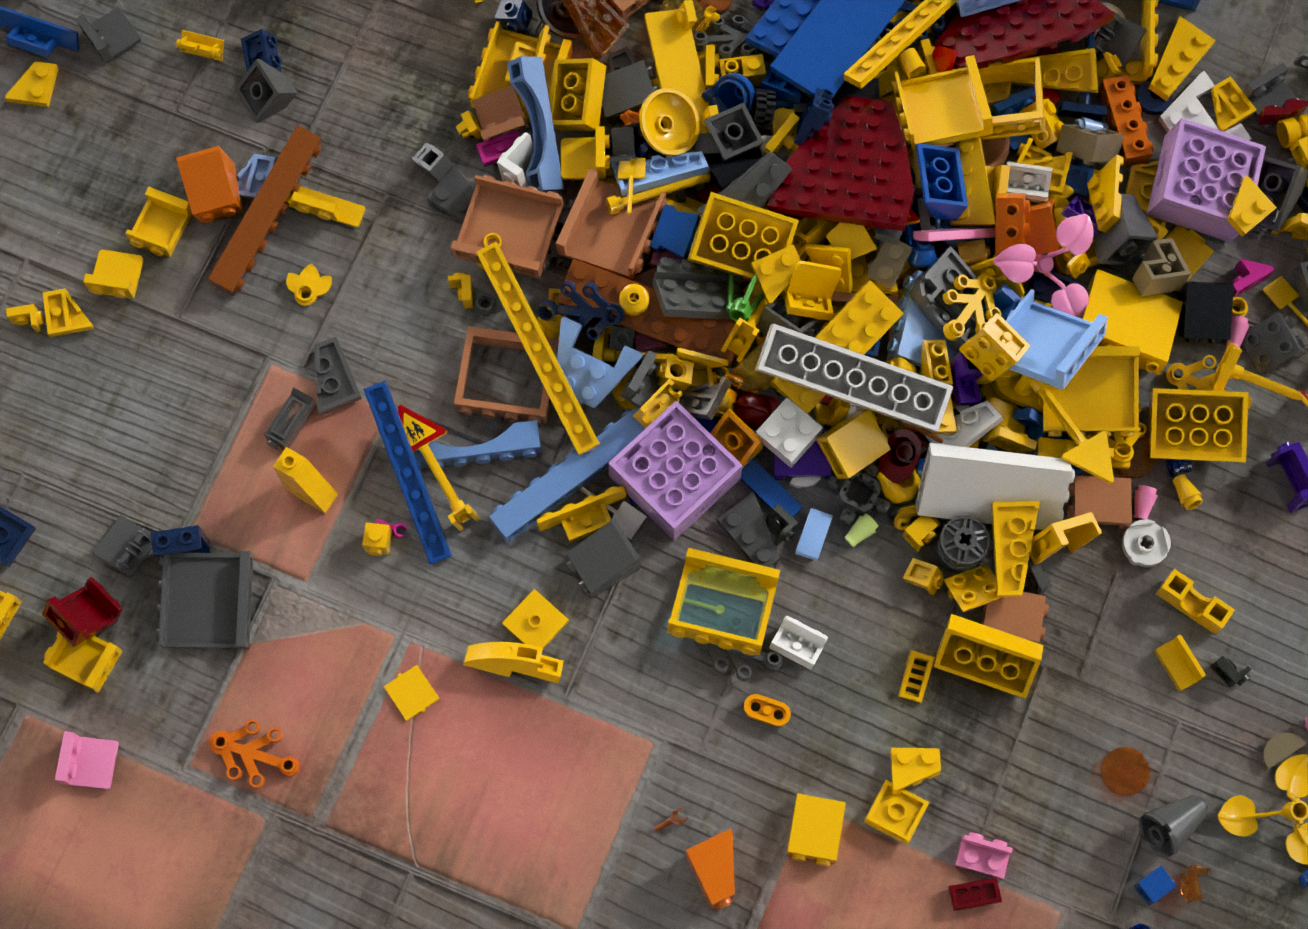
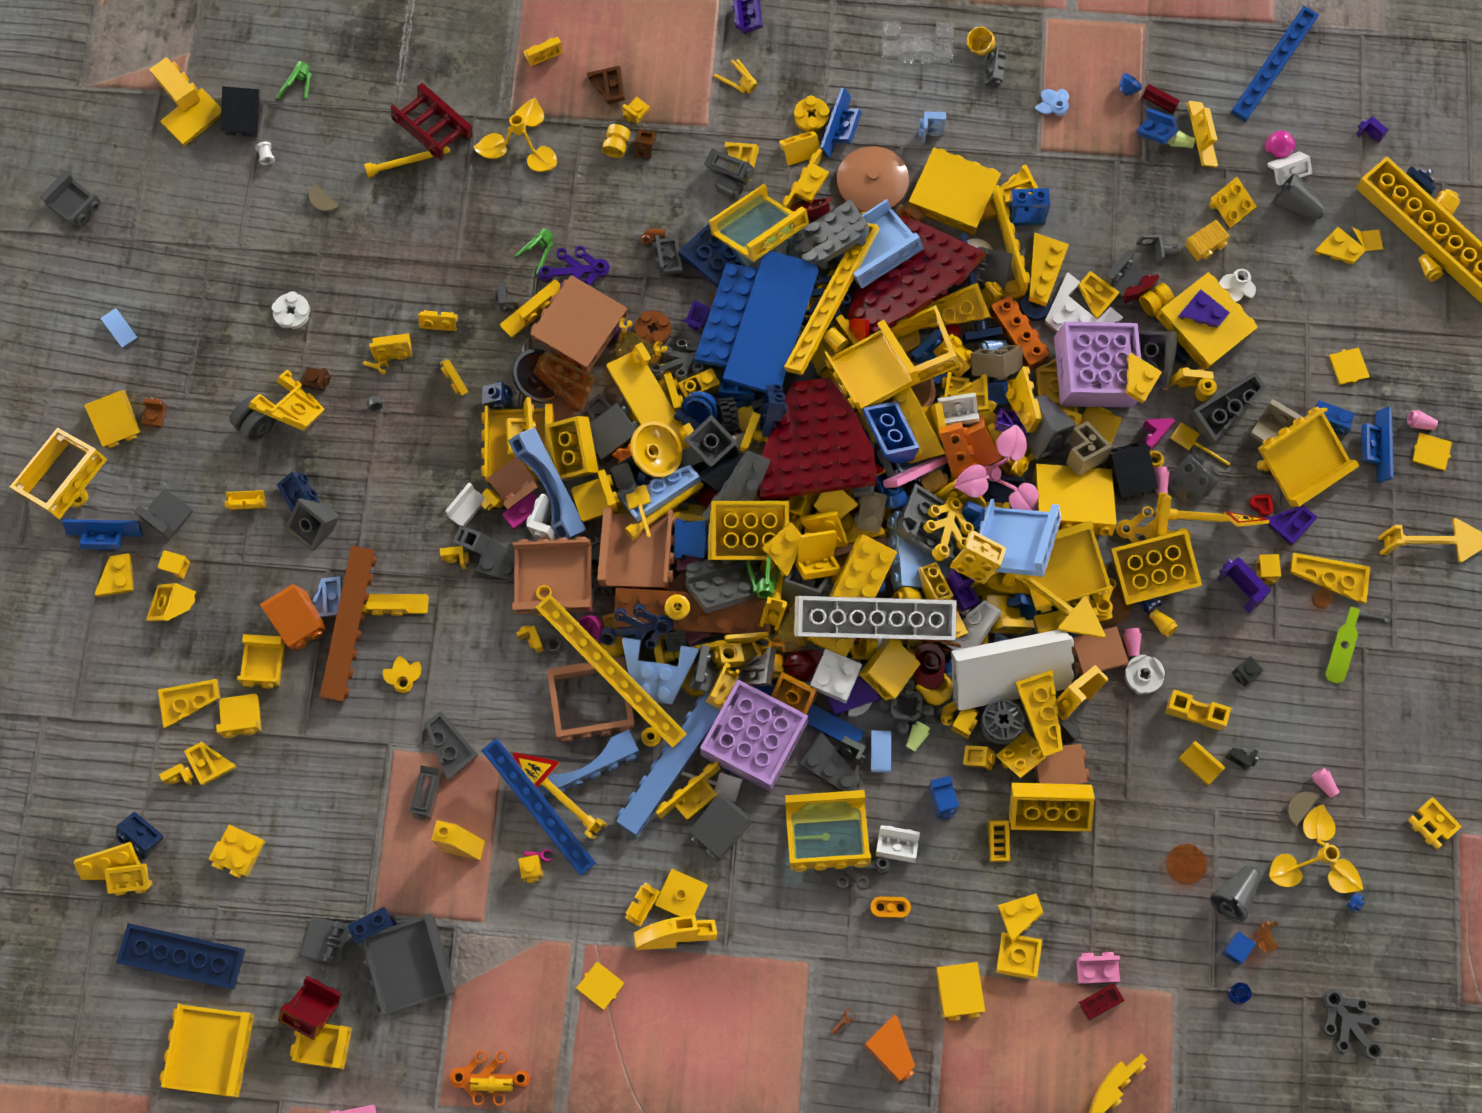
camera: 15 degrees left, 0 degrees up
(62, 419) = (236, 851): none -> yellow plate
(64, 239) = (186, 699): none -> yellow wing
(83, 128) = (170, 602): none -> yellow slope
(101, 89) = (174, 563): none -> yellow panel
(253, 761) = (491, 1084): none -> yellow pin
(409, 171) = (451, 555): none -> yellow bracket
(438, 123) = (465, 505): none -> white panel
(480, 625) = (638, 911): none -> yellow hinge
(534, 294) = (592, 625): none -> dark pink hair
(559, 444) = (650, 743): none -> yellow plate
(868, 606) = (943, 797): none -> blue hips
(1267, 577) = (1247, 671): none -> pearl dark grey bracket

